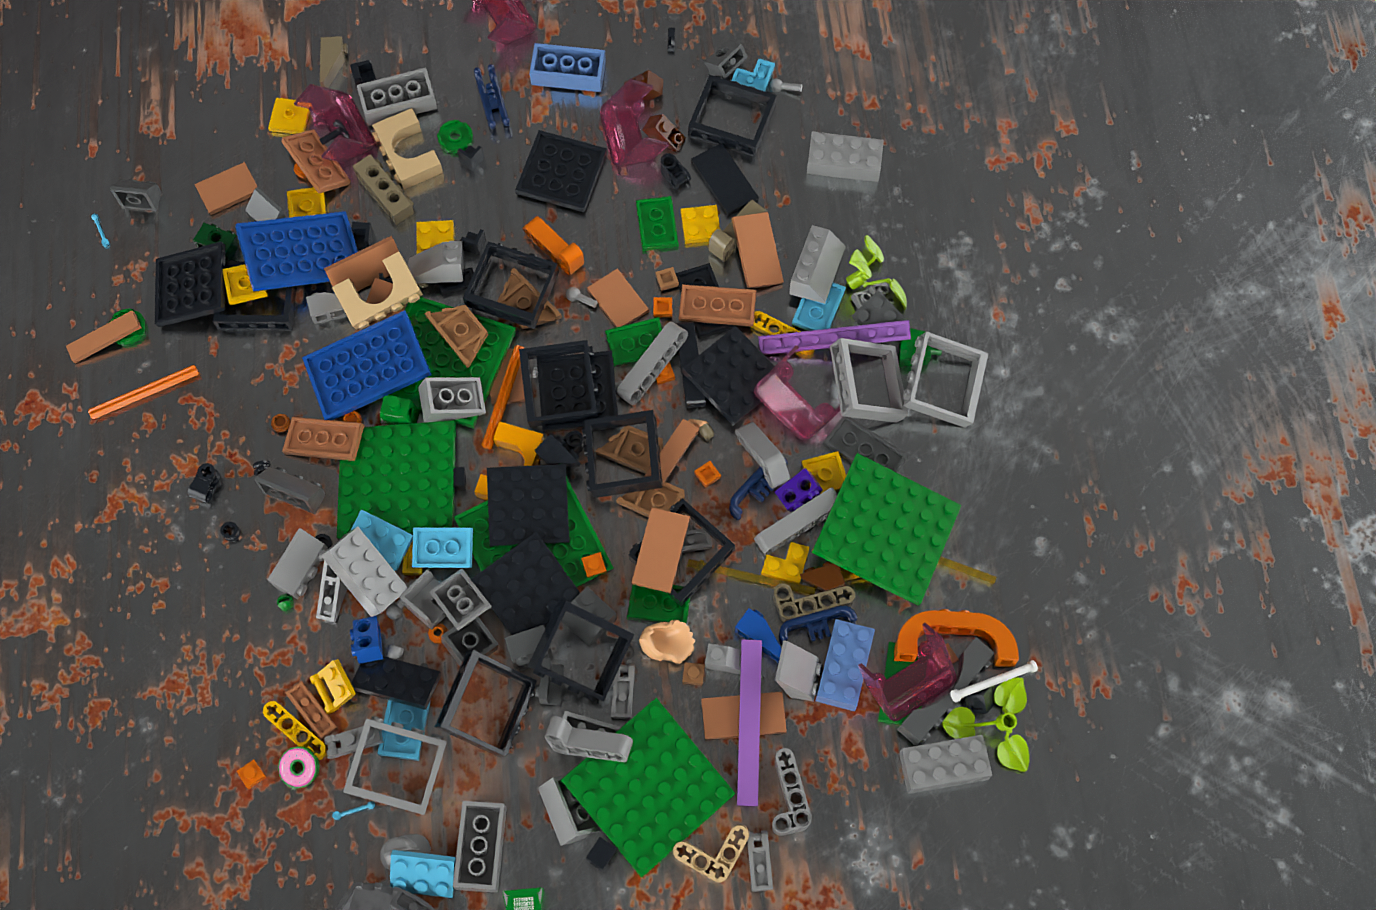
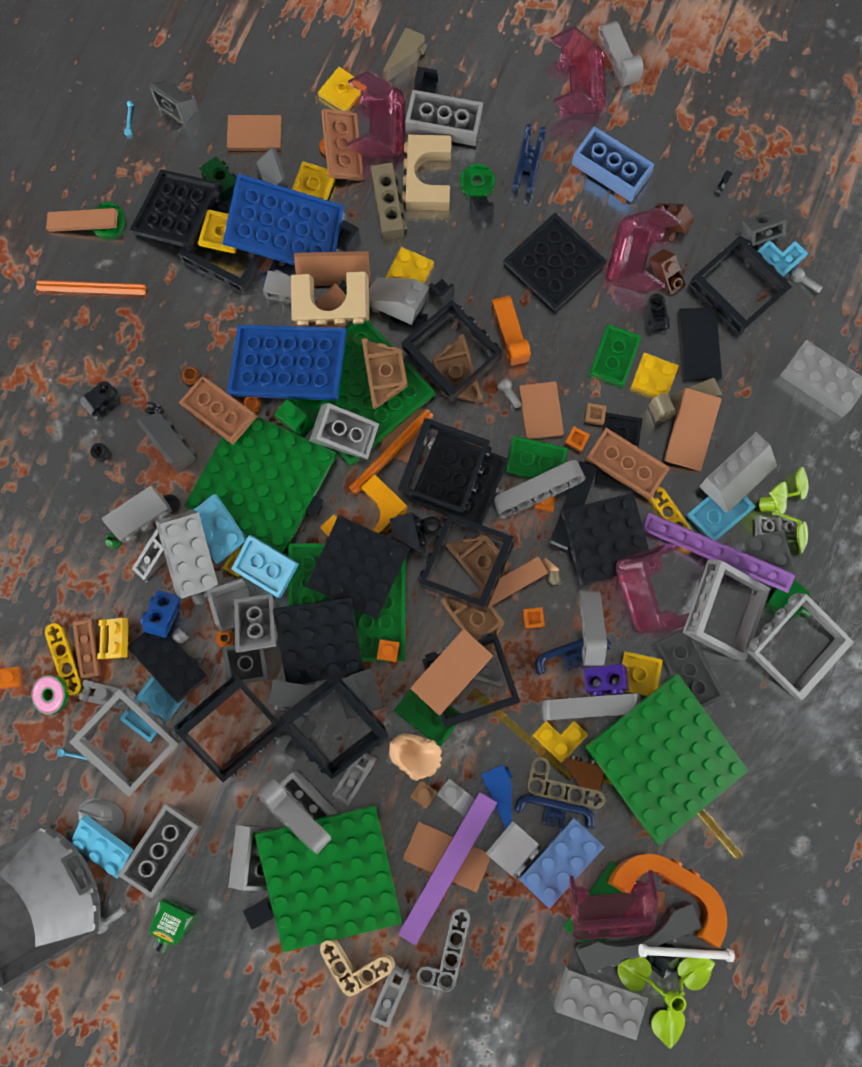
camera: 30 degrees right, 10 degrees up
(341, 130) = (378, 126): black plant -> none

